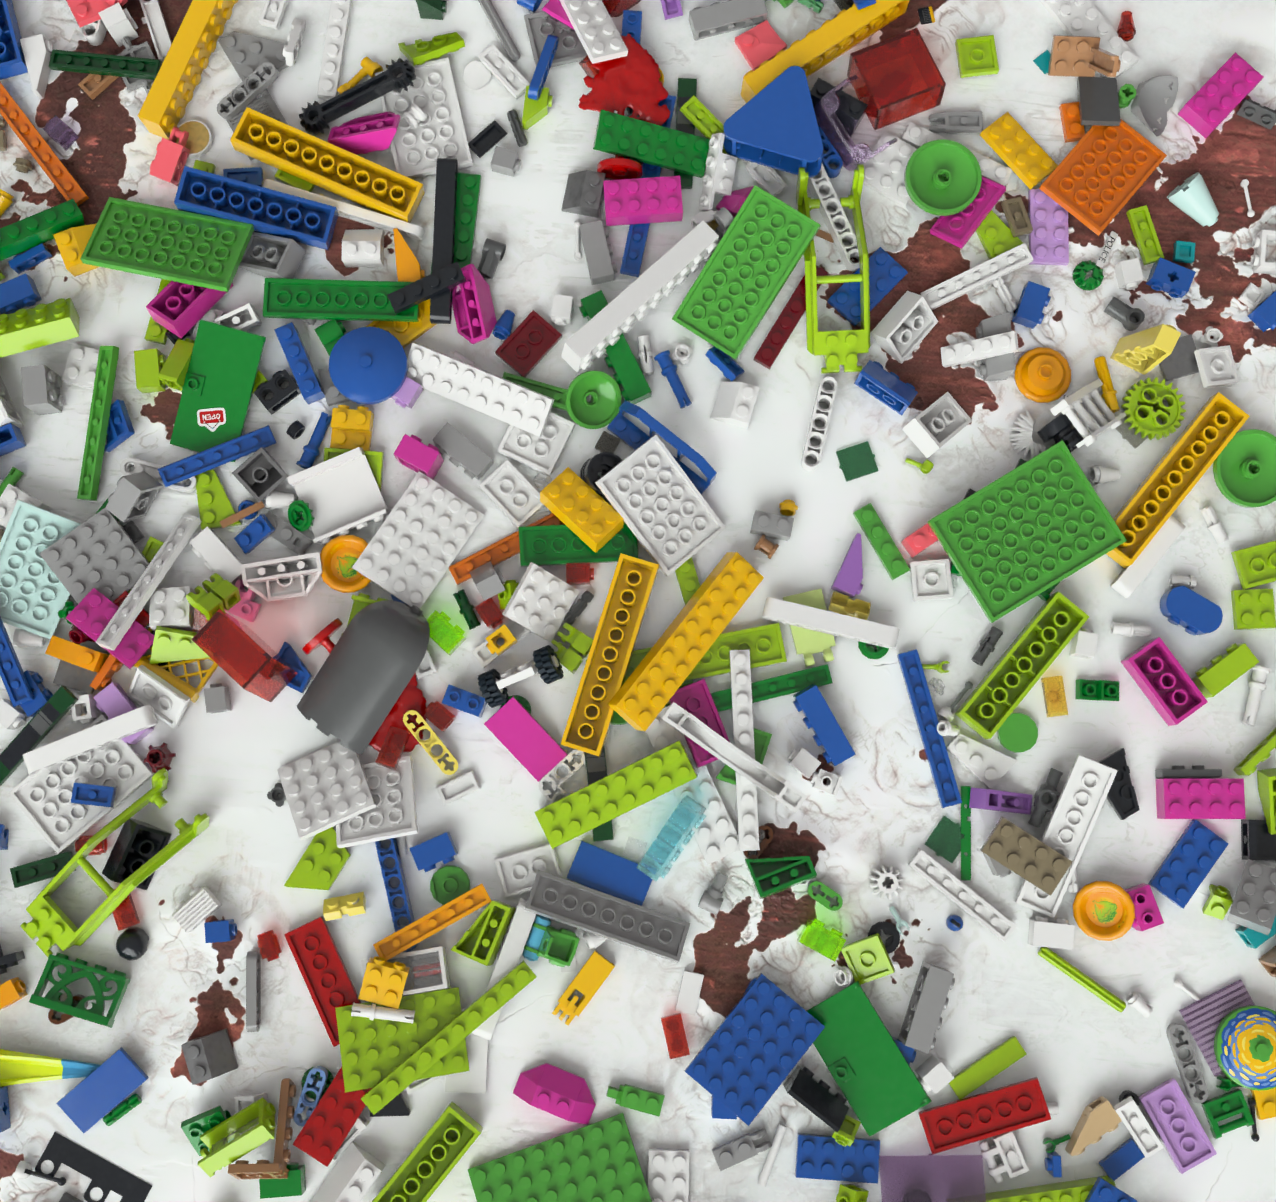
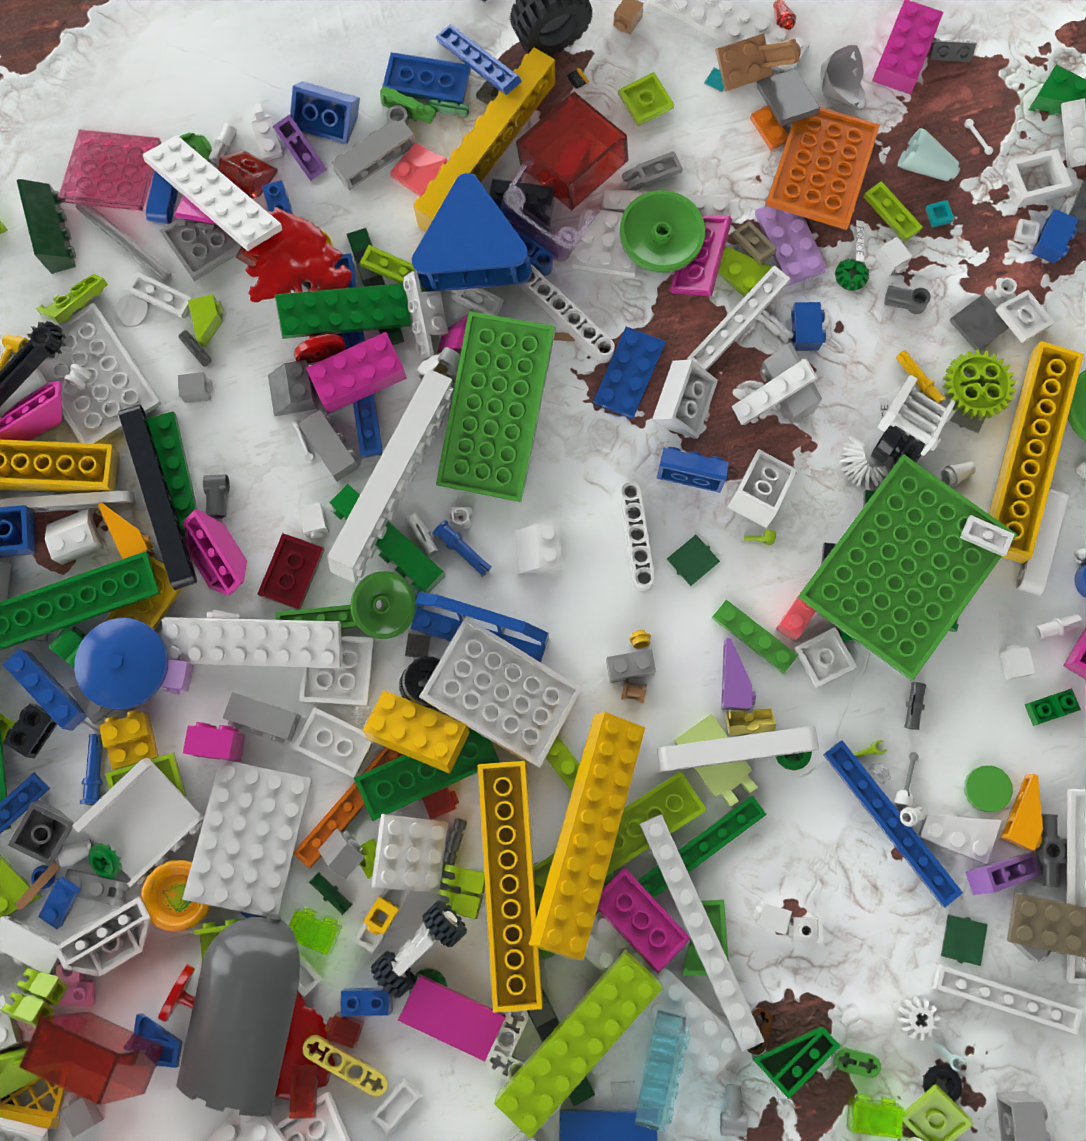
camera: 15 degrees left, 5 degrees down
(295, 430) = (66, 765): black axle -> none
(426, 287) = (155, 554): black plate -> none
(487, 139) = (167, 371): black tile -> none
(490, 613) = (358, 888): clear red brick -> none
(504, 325) = (257, 561): blue cone -> none
(543, 67) = (198, 275): blue beam -> none
(725, 363) = (511, 510): blue plate -> none
(734, 757) = (724, 954): white slope -> none
(785, 324) = (560, 434): dark red plate -> none
(824, 725) = (777, 866): blue brick -> none
(837, 346) = (623, 446): lime piece -> none
(951, 926) = (1012, 1028): blue hinge -> none
(966, 830) = (979, 921): green piece -> none
(1018, 150) = (728, 175): yellow plate -> none
(1021, 665) = (962, 714): lime brick -> none
(1037, 765) = (1025, 819): none -> light orange slope
(1042, 375) = (850, 393): light orange piece -> none
(1054, 696) = (1010, 732): clear yellow plate -> none
(1100, 531) = (987, 535): none -> white plate
(1125, 95) = (813, 79): bright green bush -> none
(1146, 348) = (948, 324): light yellow wedge -> none
(1170, 278) = (938, 245): blue brick -> none

